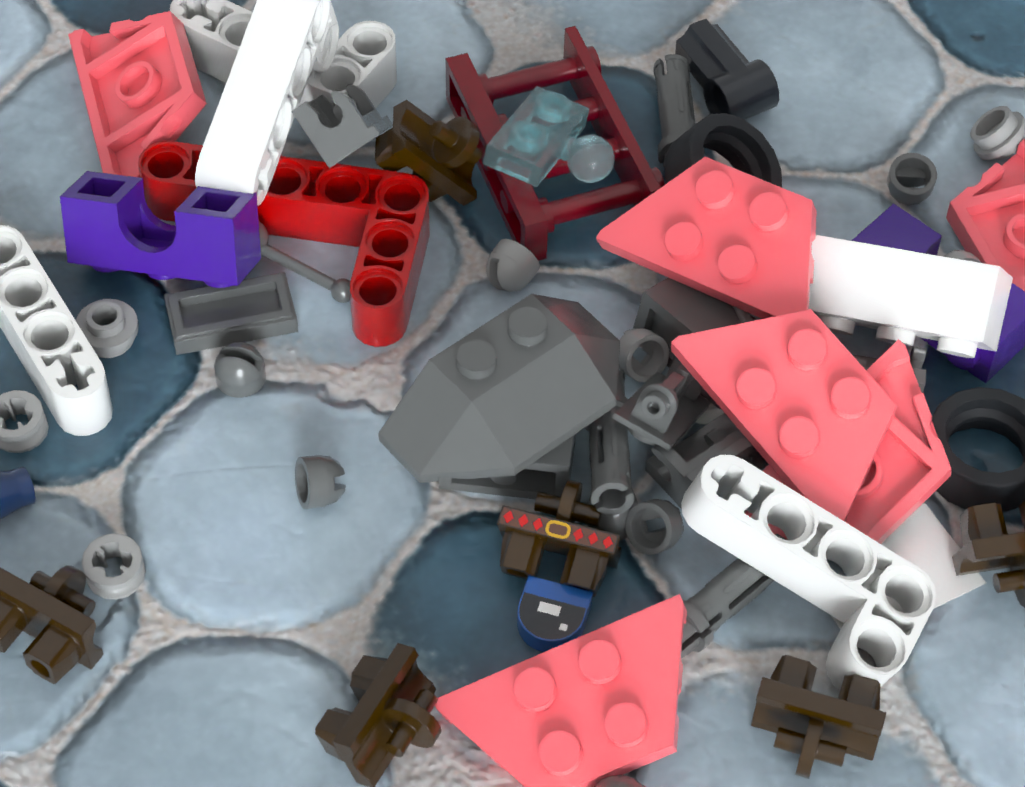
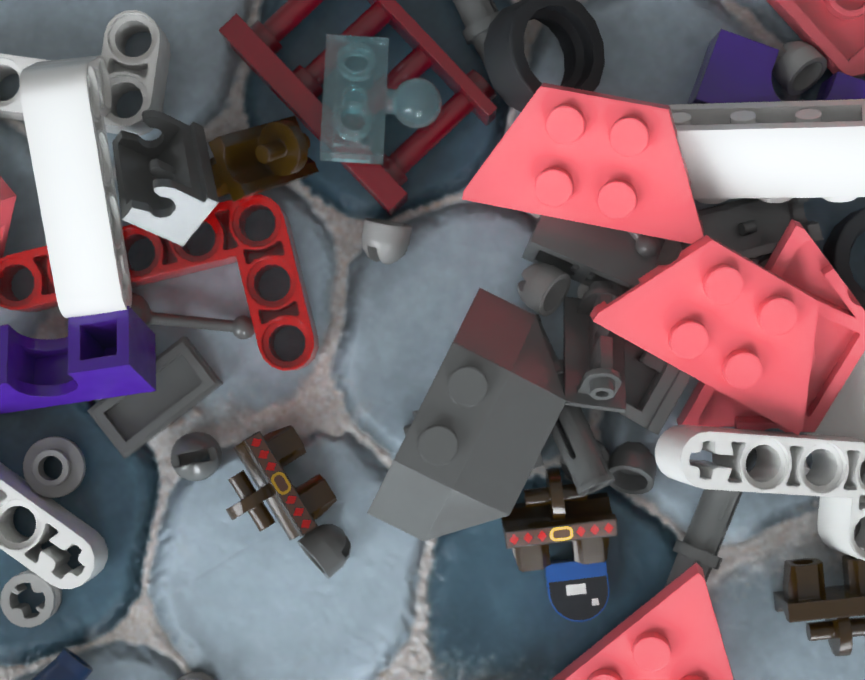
camera: 25 degrees left, 35 degrees up
(295, 404) = (292, 506): none -> dark brown hips

